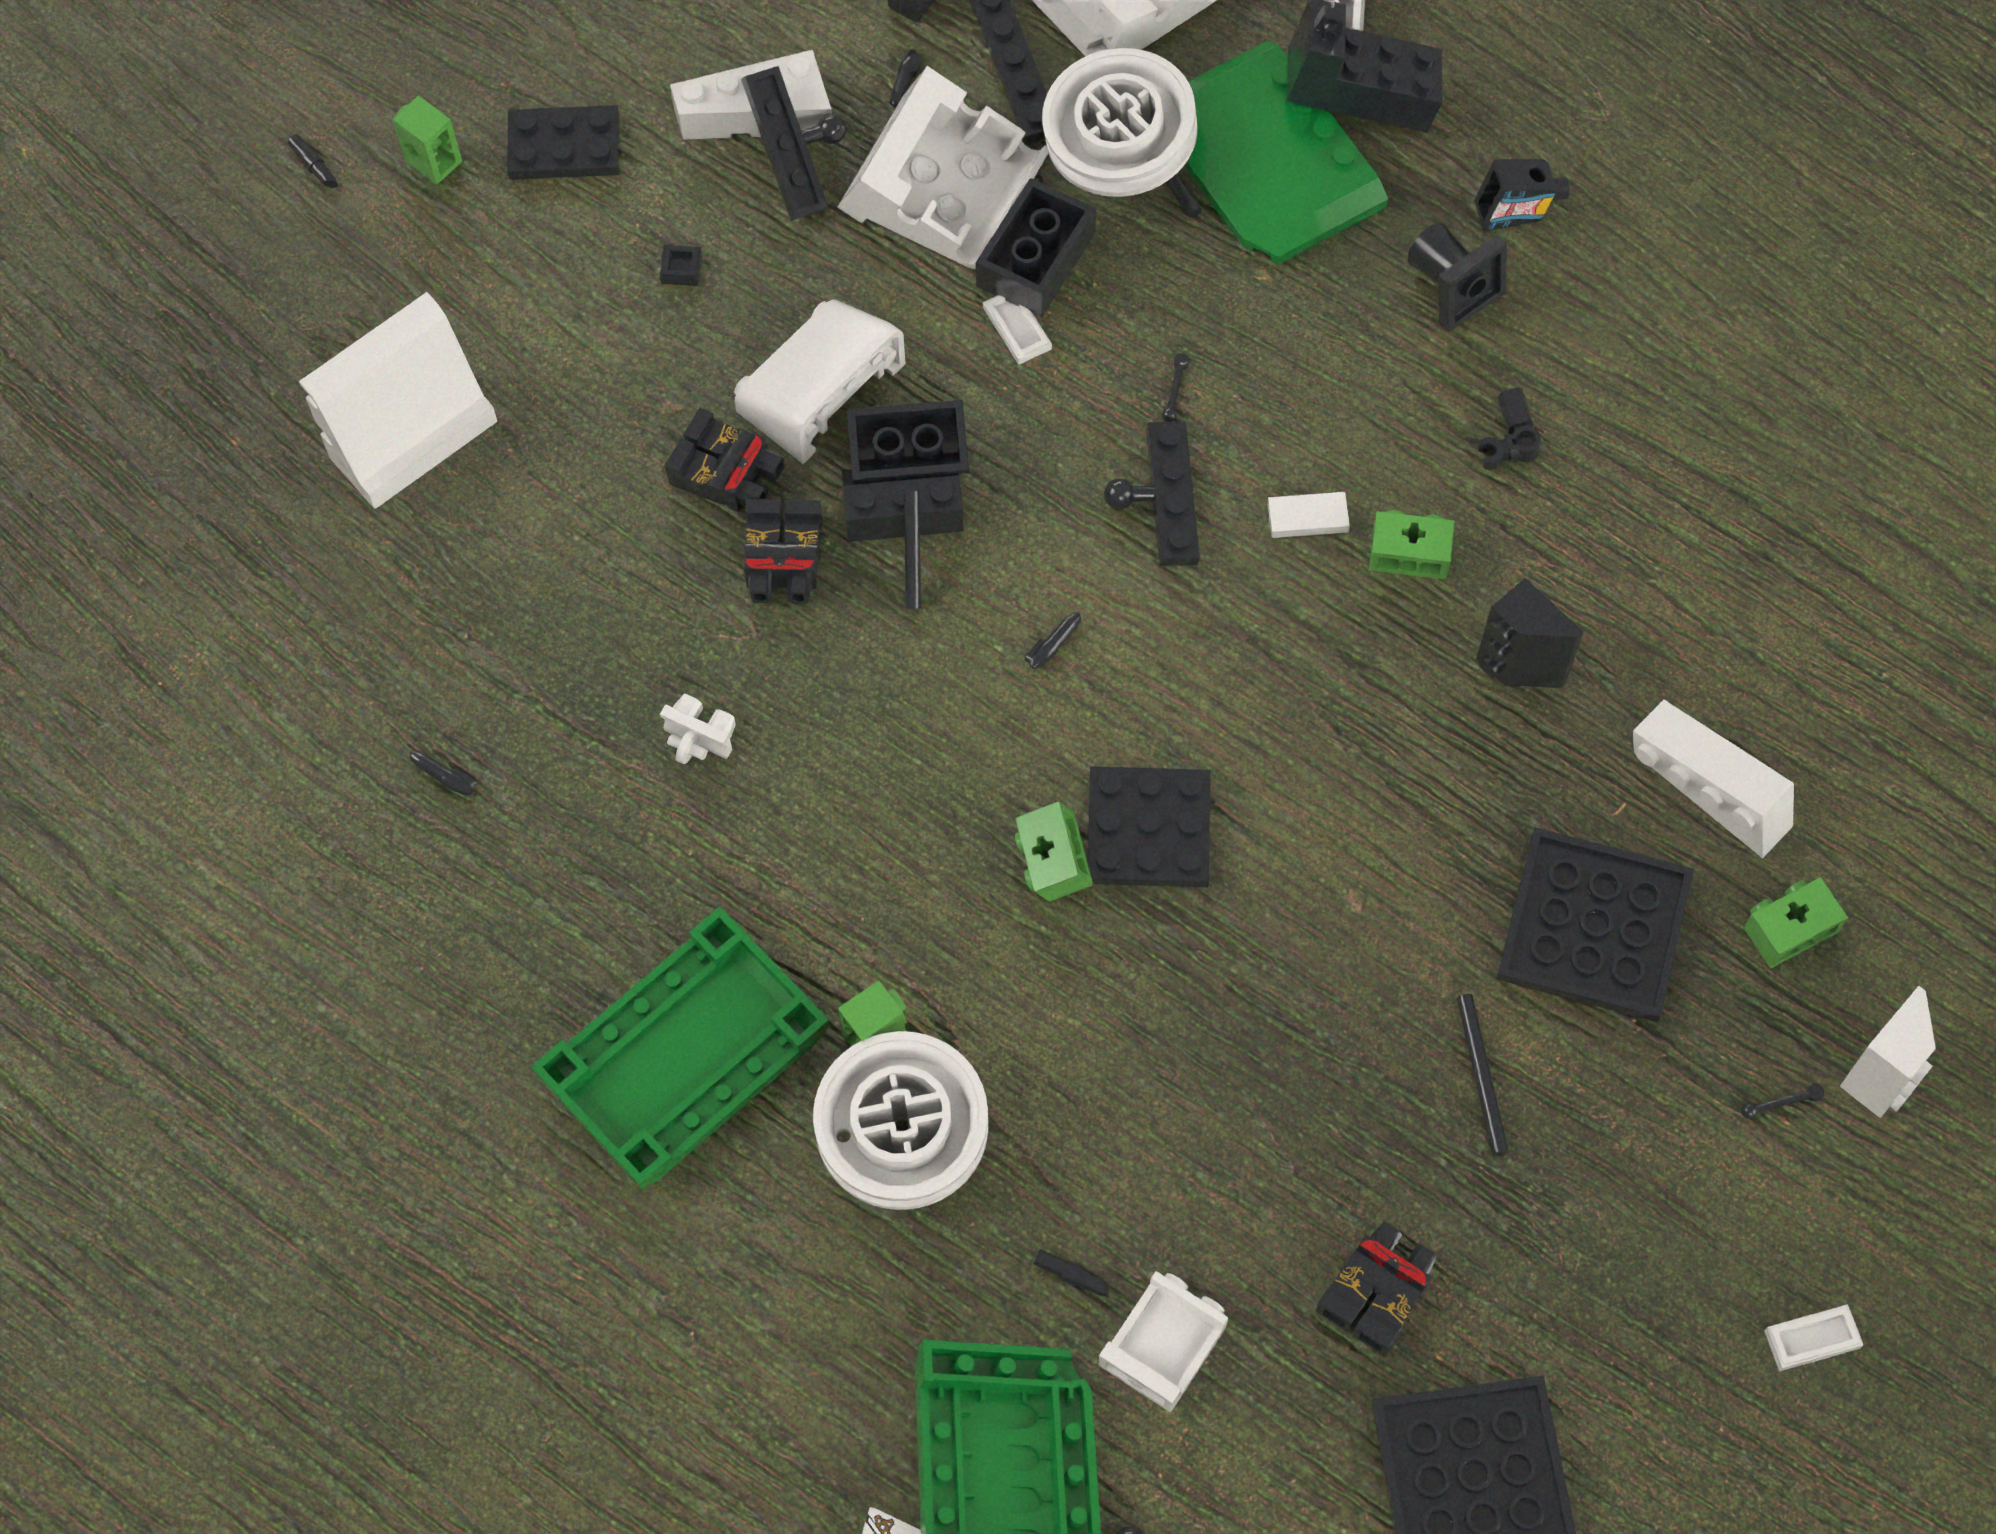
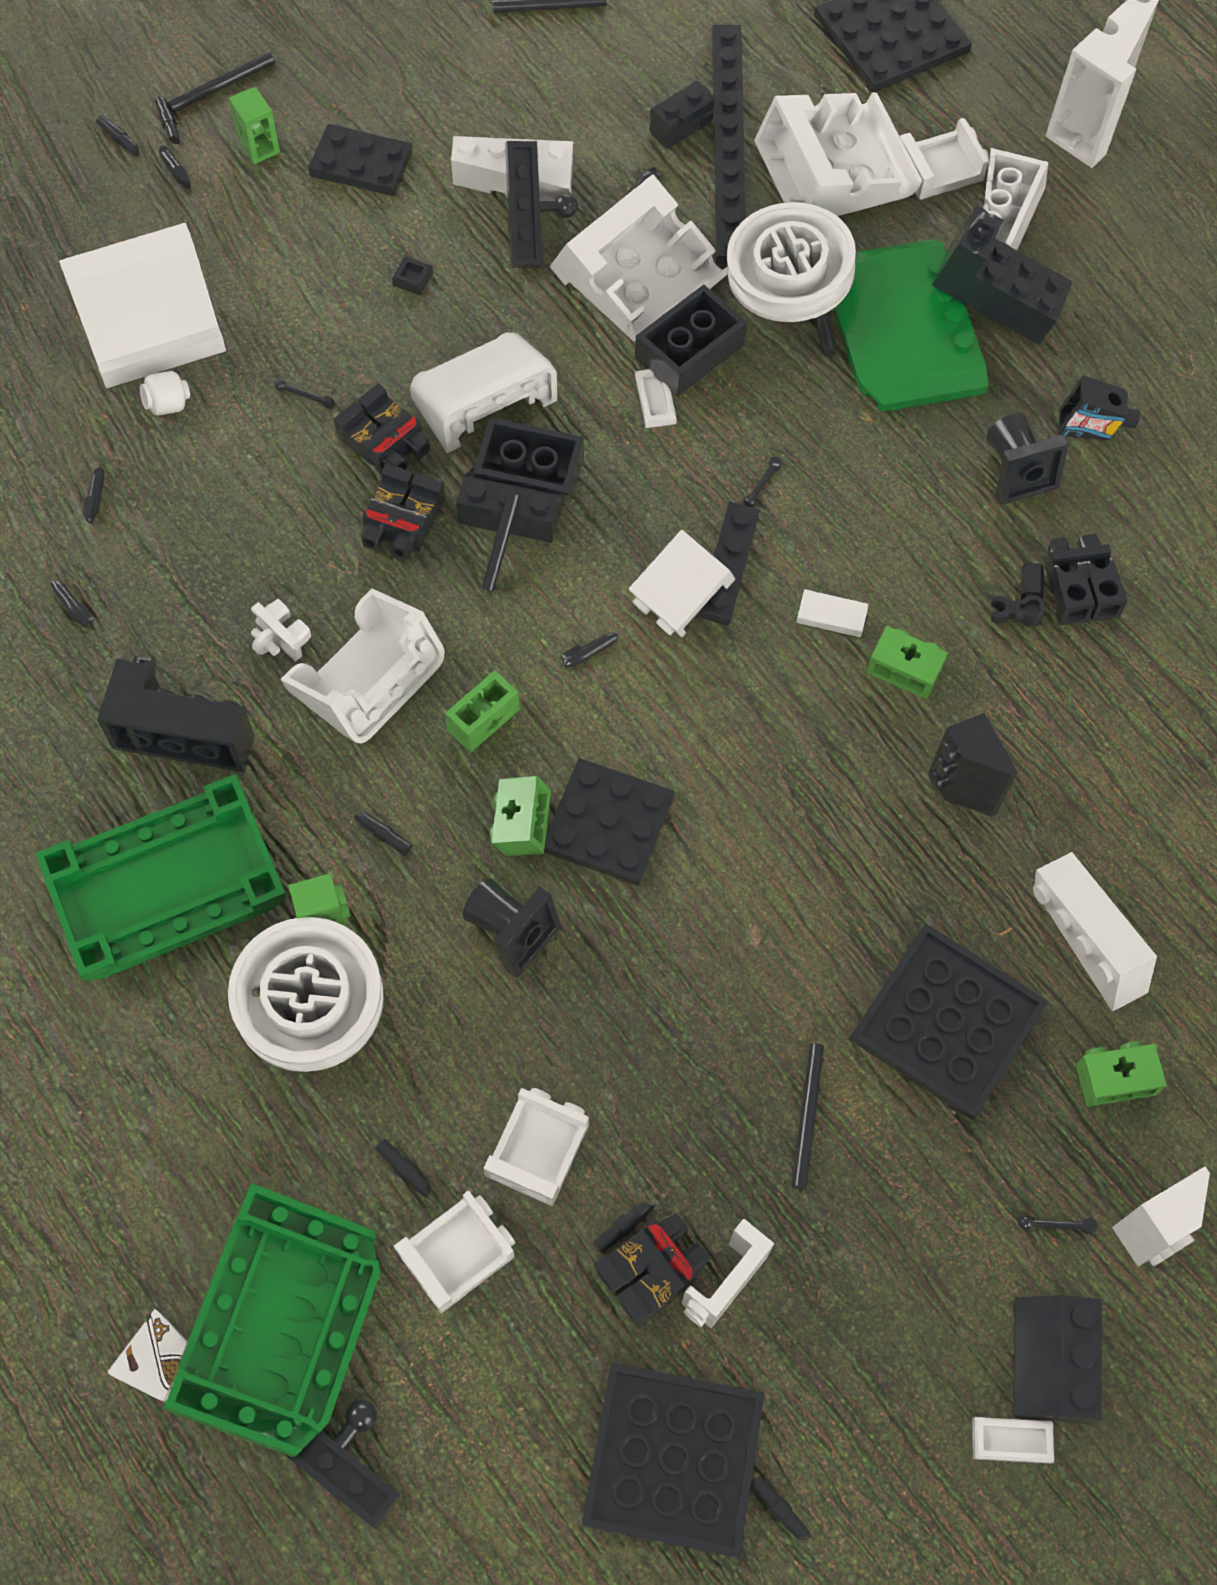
camera: 15 degrees right, 0 degrees up
(260, 197) = (118, 134): none -> black piece
(348, 219) = (177, 170): none -> black piece
(357, 95) = (221, 82): none -> black bar
(417, 646) = (93, 501): none -> black piece
(451, 494) = (164, 393): none -> white head
(625, 874) = (158, 723): none -> black hinge
(641, 446) = (326, 401): none -> black hinge
(821, 739) = (373, 670): none -> white windscreen
(905, 919) = (384, 833): none -> black piece
(966, 748) = (482, 711): none -> bright green brick
(1099, 973) = (518, 927): none -> black plant
(1131, 535) = (679, 583): none -> white panel
(1207, 1201) = (537, 1146): none -> white panel
(1329, 1257) = (622, 1226): none -> black piece
(1477, 1229) = (754, 1249): none -> white panel
(1571, 391) = (1084, 581): none -> black hips
(1601, 1488) = (780, 1509): none -> black piece
(1831, 1238) = (1058, 1358): none -> black slope

